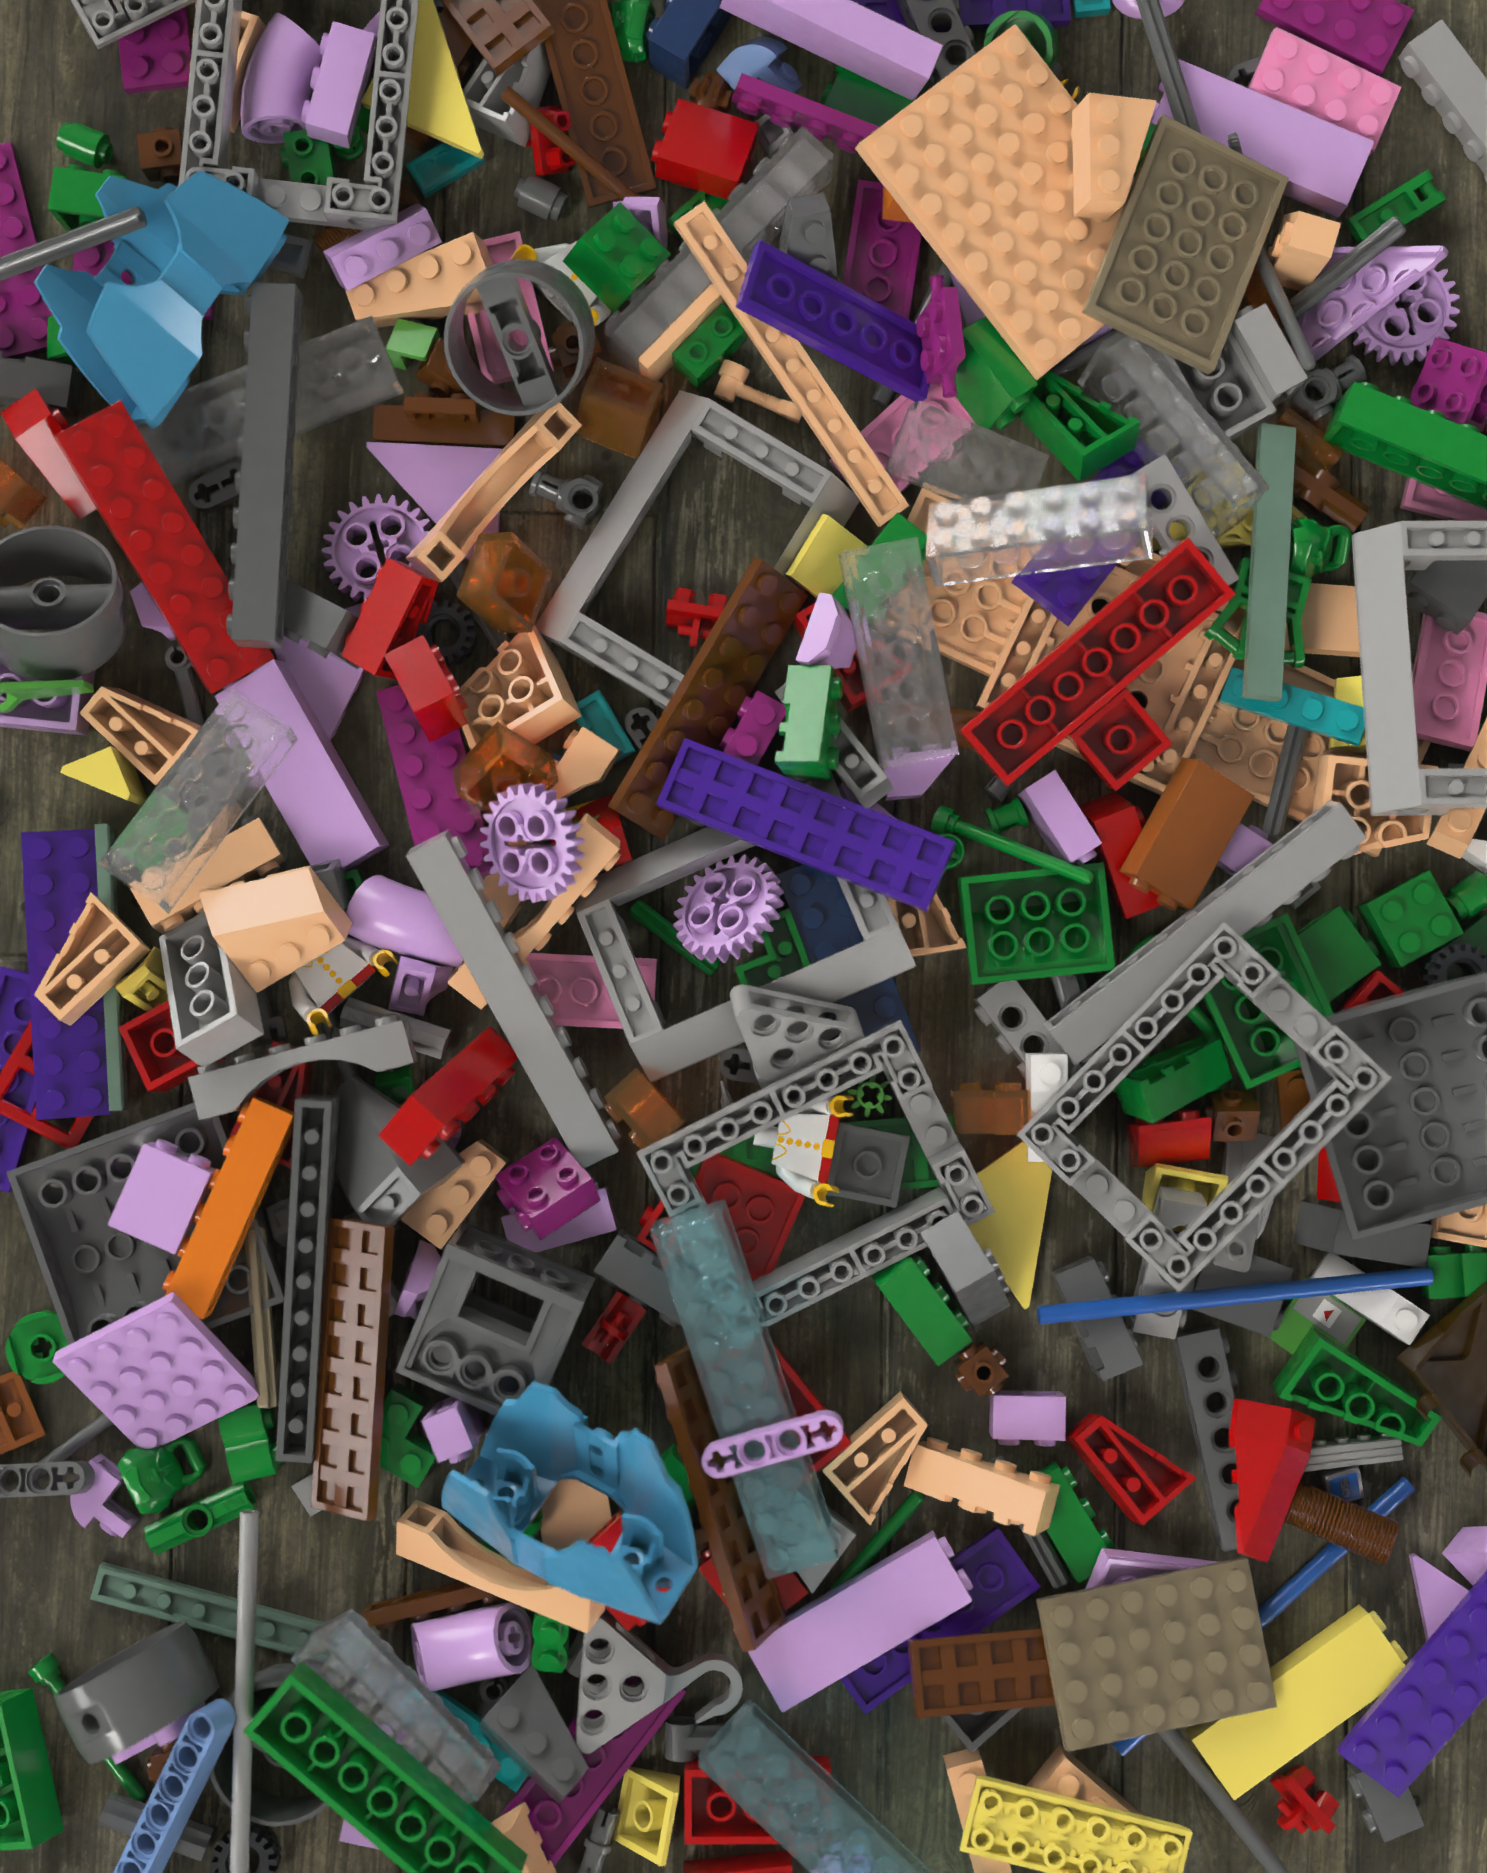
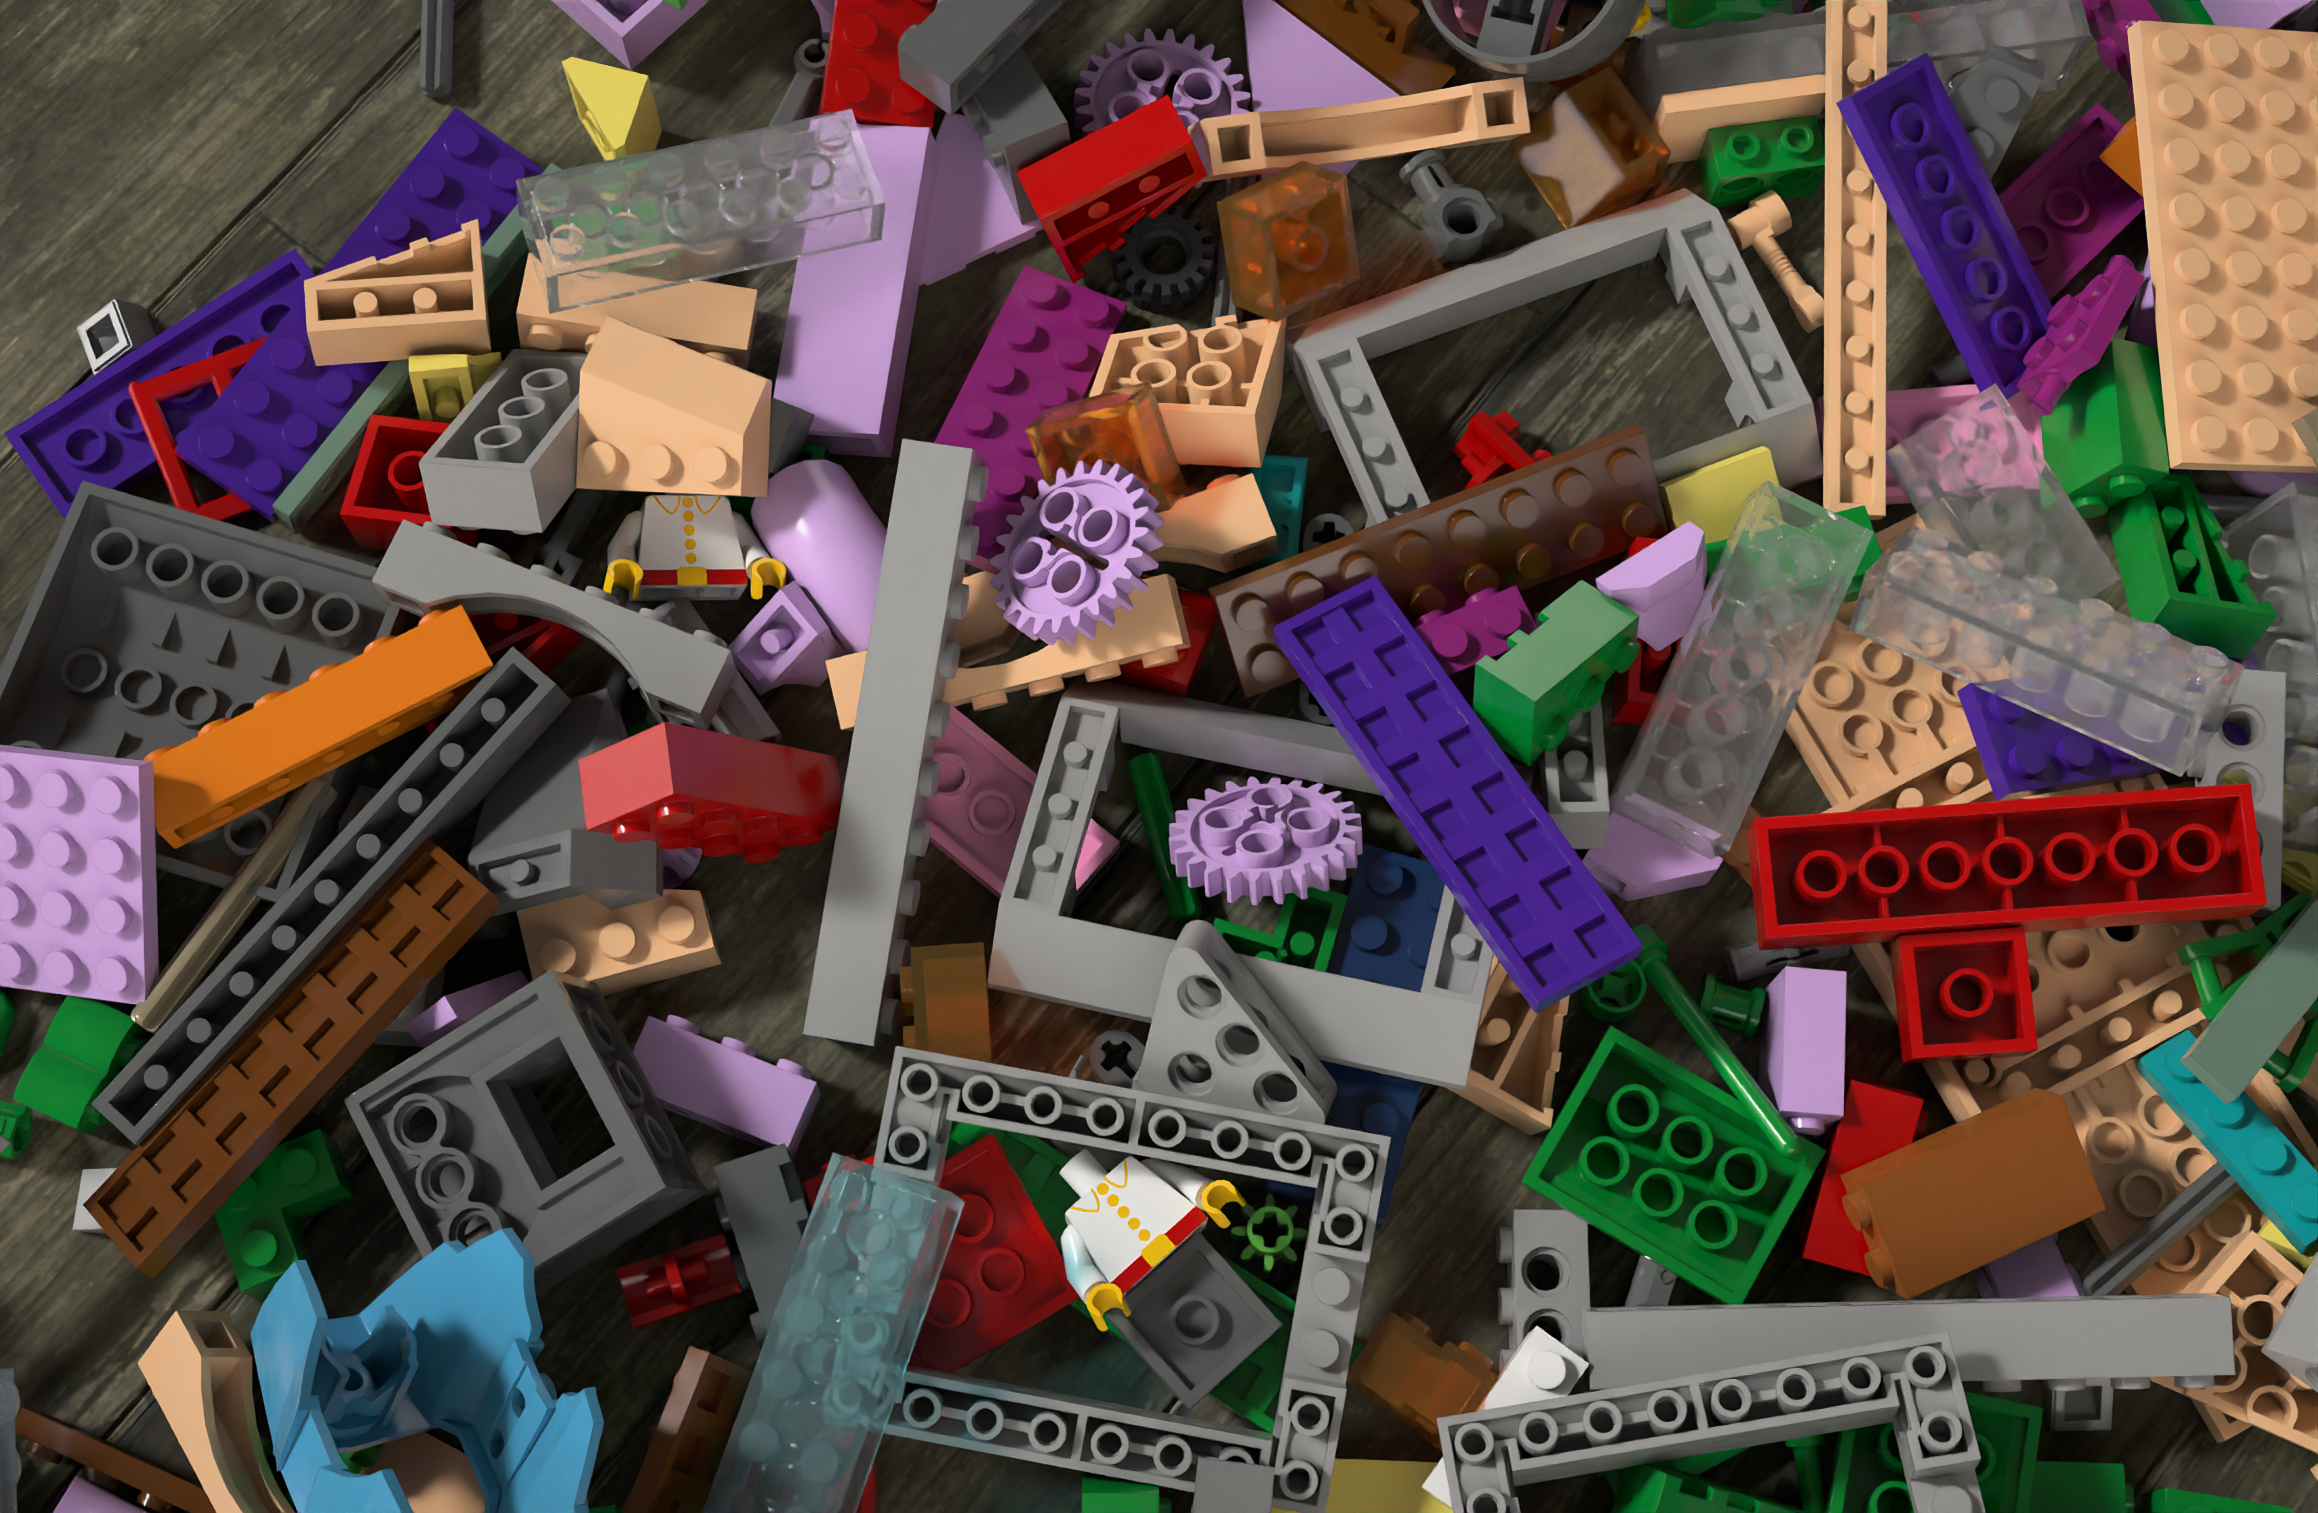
camera: 35 degrees right, 15 degrees down
(140, 730) = (693, 83): light nougat wedge -> none
(162, 1195) = (243, 642): lavender brick -> none
(428, 687) = (1093, 287): red brick -> none
(453, 1429) = (355, 1239): lavender brick -> none
(546, 1189) = (738, 1020): magenta brick -> none

